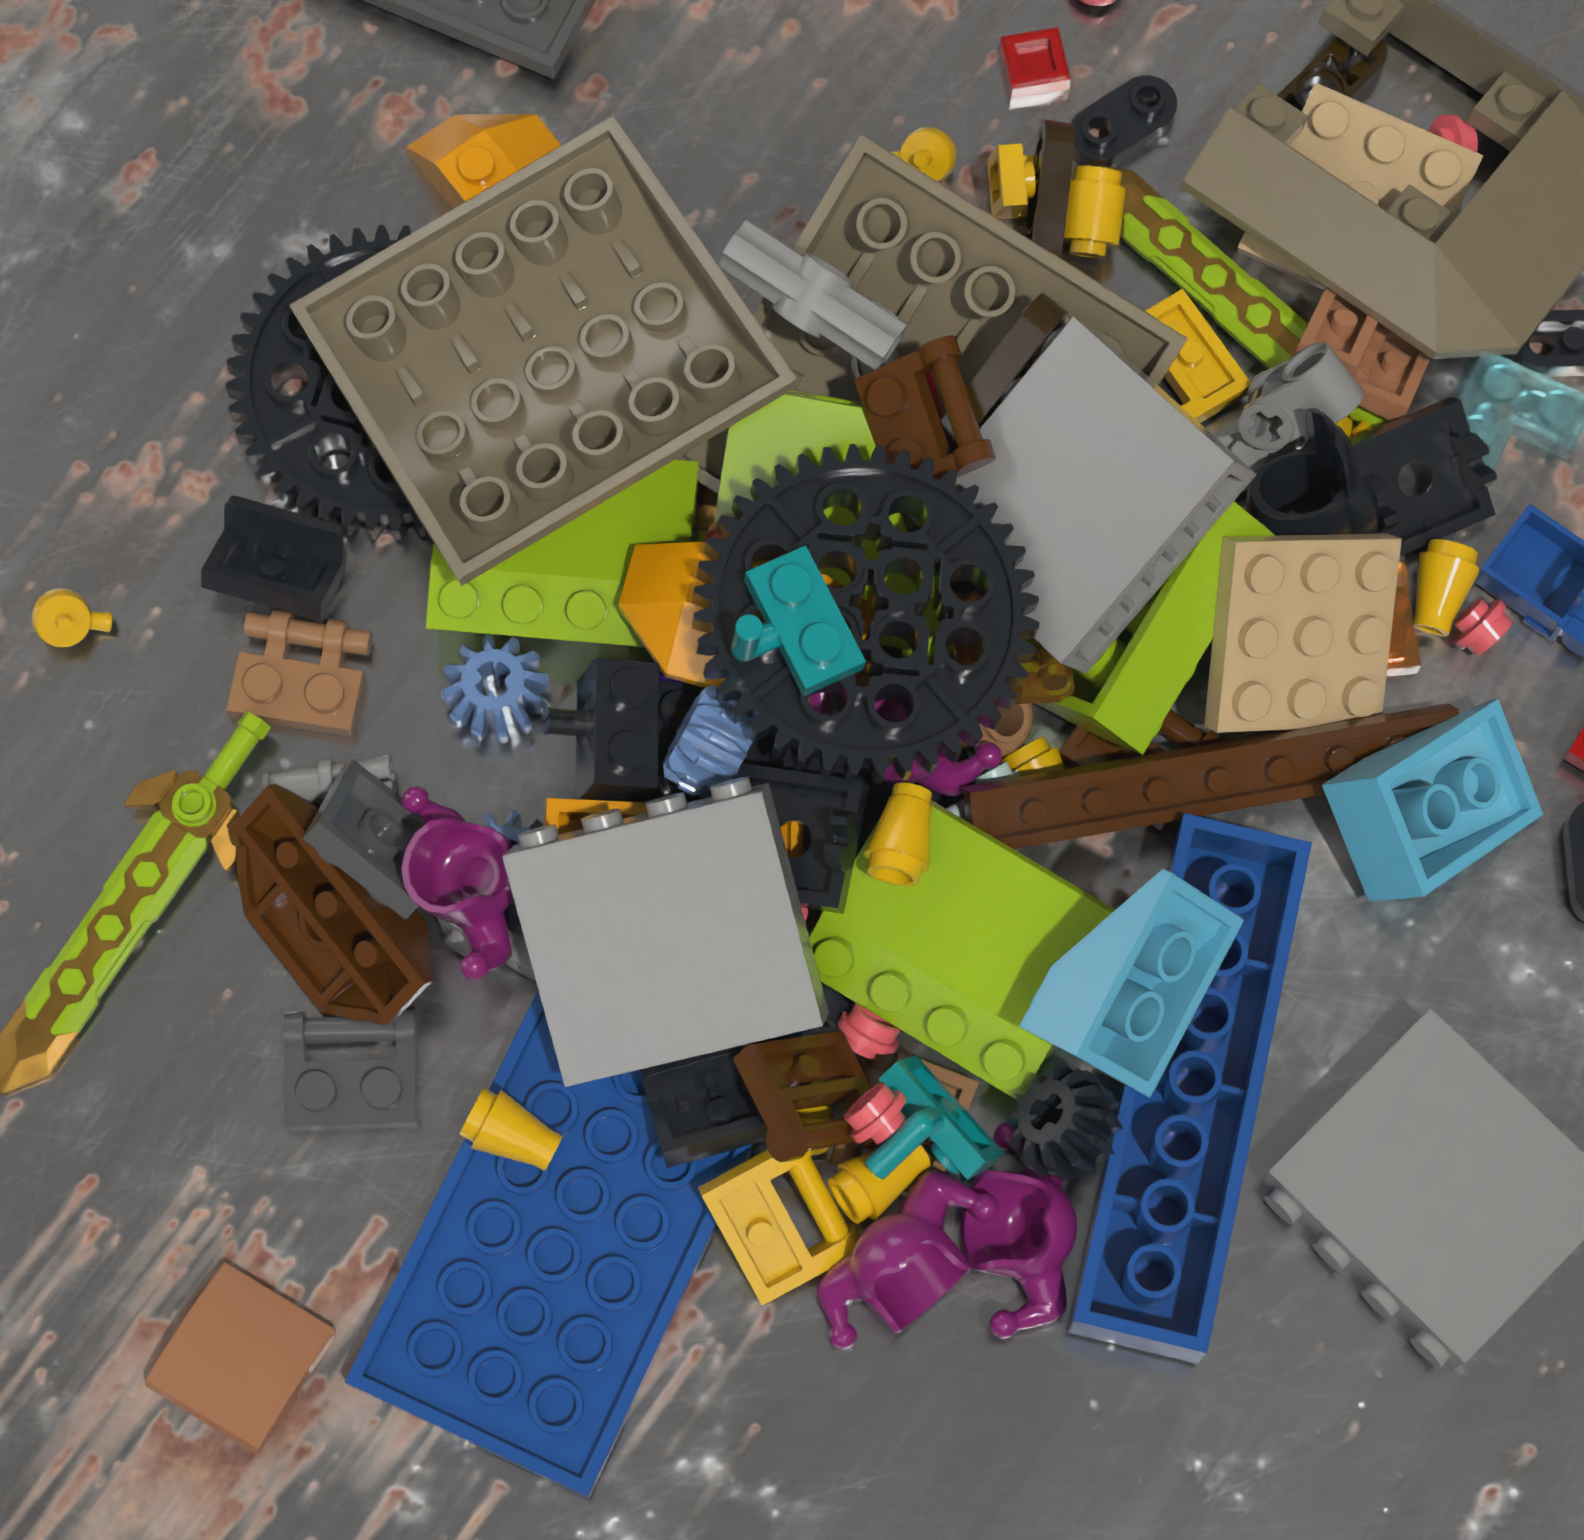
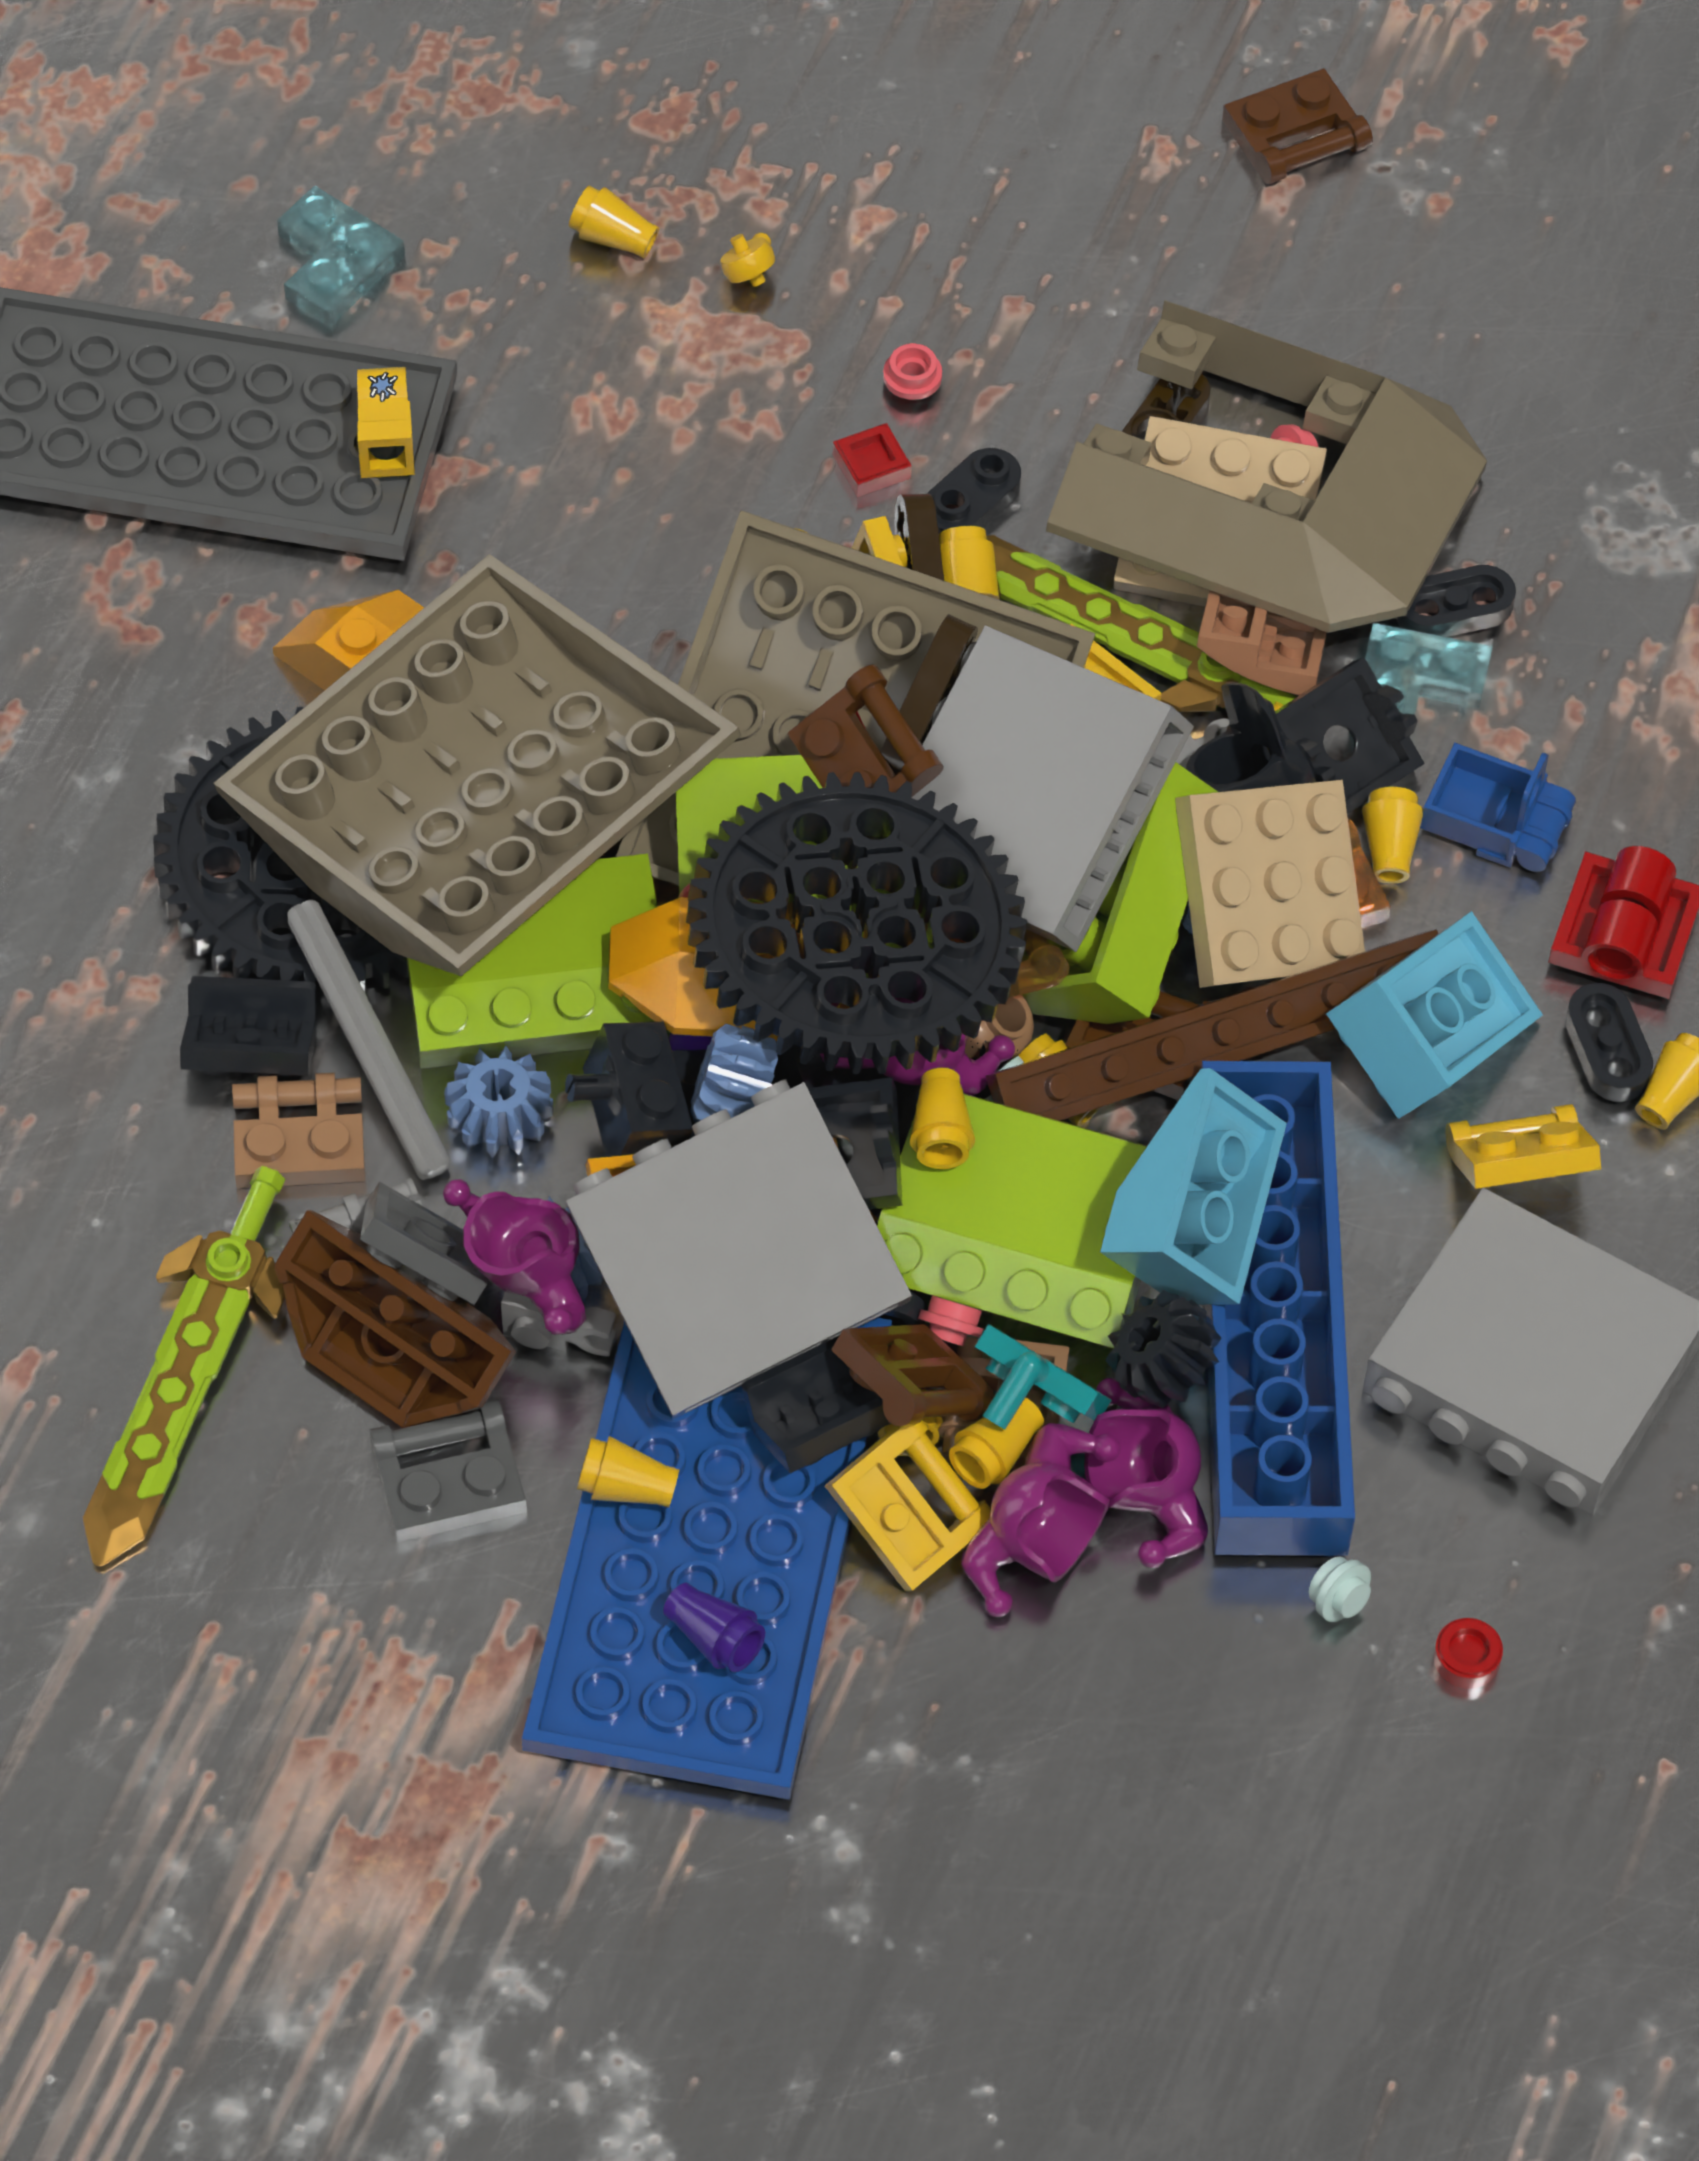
camera: 15 degrees left, 15 degrees down
(65, 618) = (50, 1125): yellow piece -> none
(240, 1358) = (410, 1745): nougat slope -> none
(384, 597) = (368, 1040): none -> light grey axle
(556, 1318) = (718, 1628): none -> dark purple cone
(798, 621) = (798, 924): teal plate -> none
(812, 294) = (728, 664): light grey piece -> none
(876, 1114) = (982, 1370): coral plate -> none
(1179, 1404) = (1340, 1588): none -> light aqua plate
(1285, 391) = (1200, 678): light grey piece -> none
(1289, 1497) = (1468, 1653): none -> red tile
(1481, 625) = (1438, 860): coral plate -> none
(1482, 981) = (1522, 1148): none -> yellow plate

